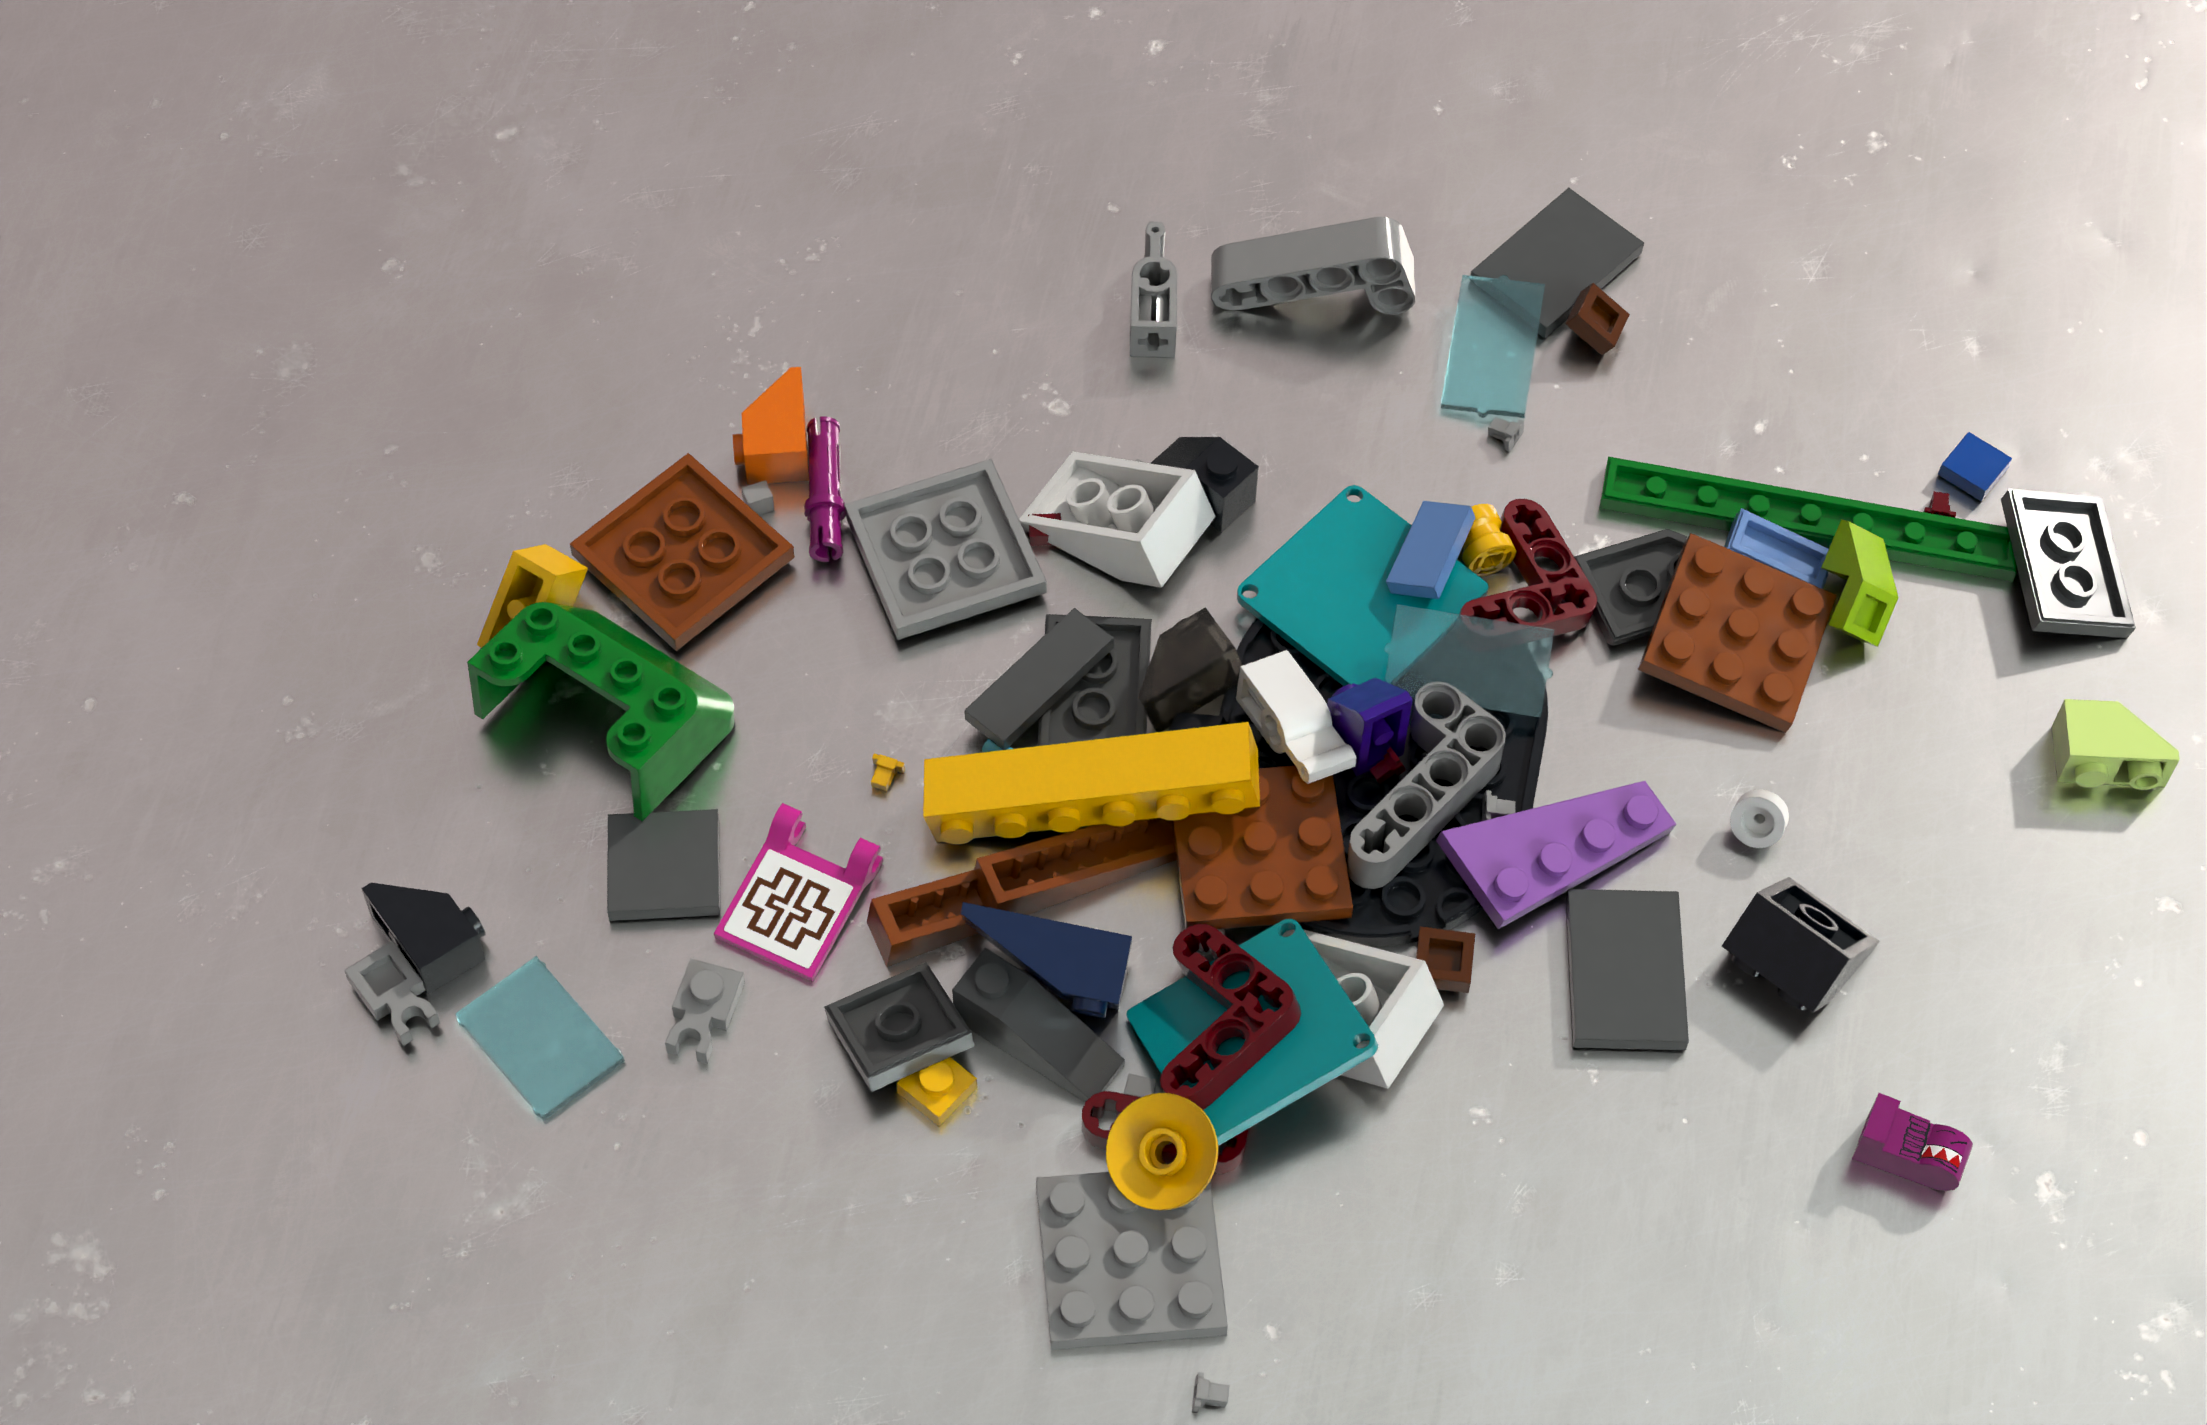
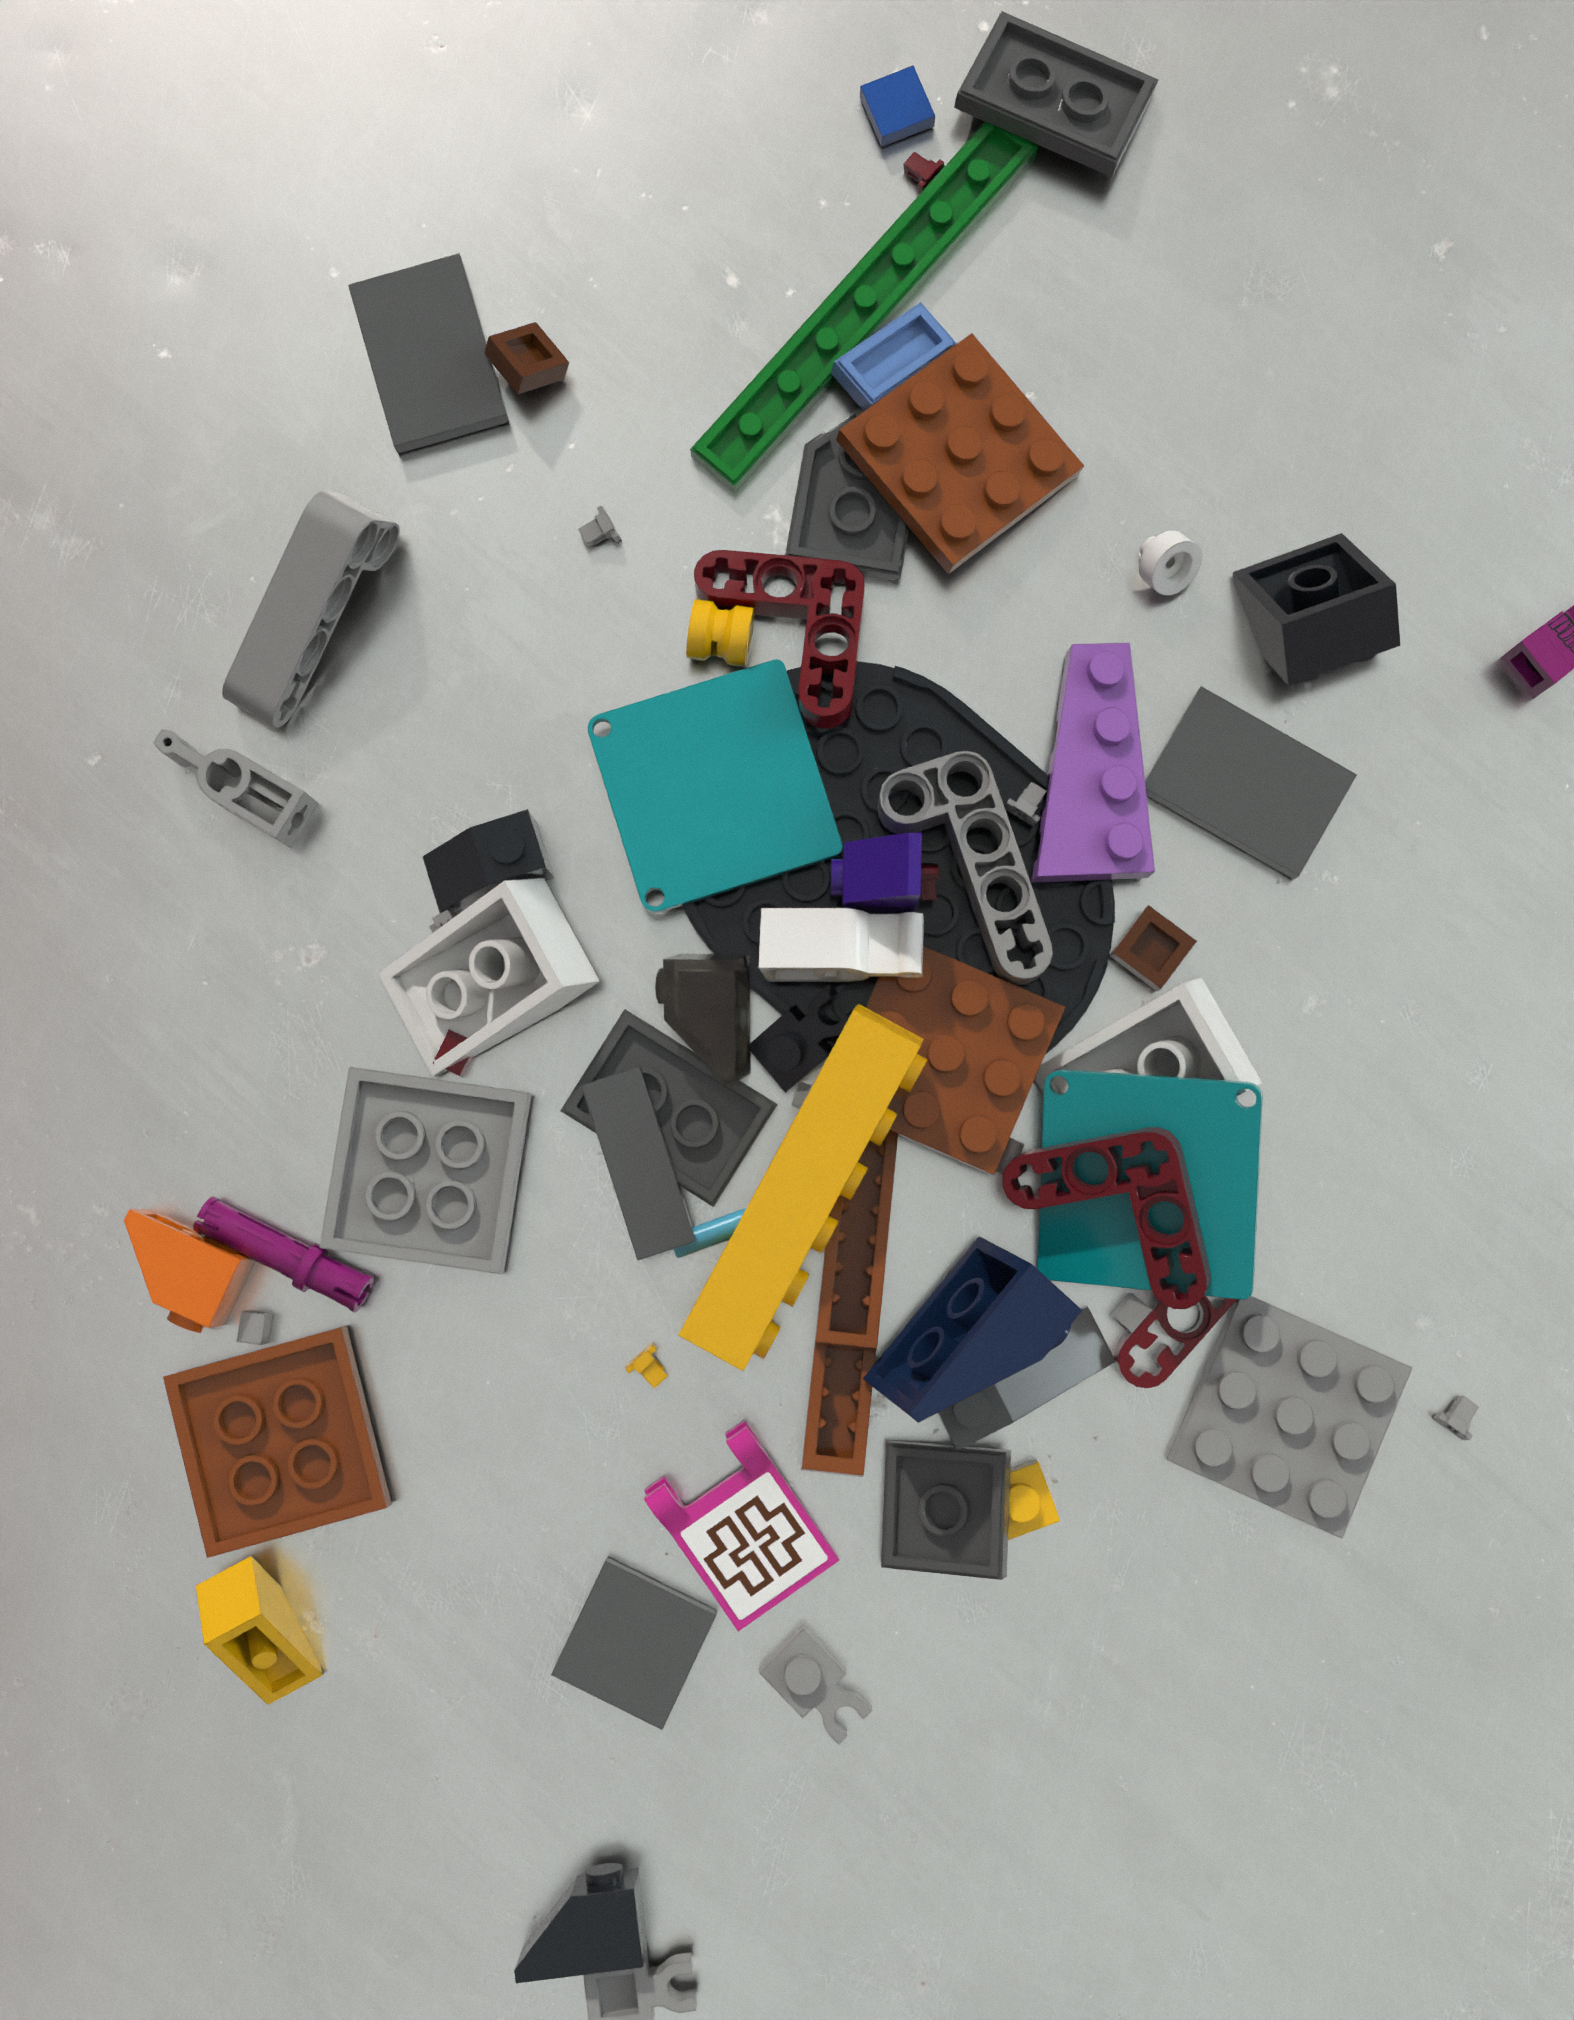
camera: 55 degrees left, 25 degrees up
(540, 1038) = (757, 1858): clear light blue piece -> none
(670, 710) = (408, 1589): green windscreen -> none
(1137, 1146) = (1245, 1358): yellow dish -> none
(1430, 549) = (717, 694): medium blue tile -> none
(1486, 659) = (863, 734): clear light blue piece -> none
(1493, 346) = (495, 479): clear light blue piece -> none
(1870, 585) = (957, 287): lime slope -> none
(2109, 745) = (1267, 191): yellowish green slope -> none

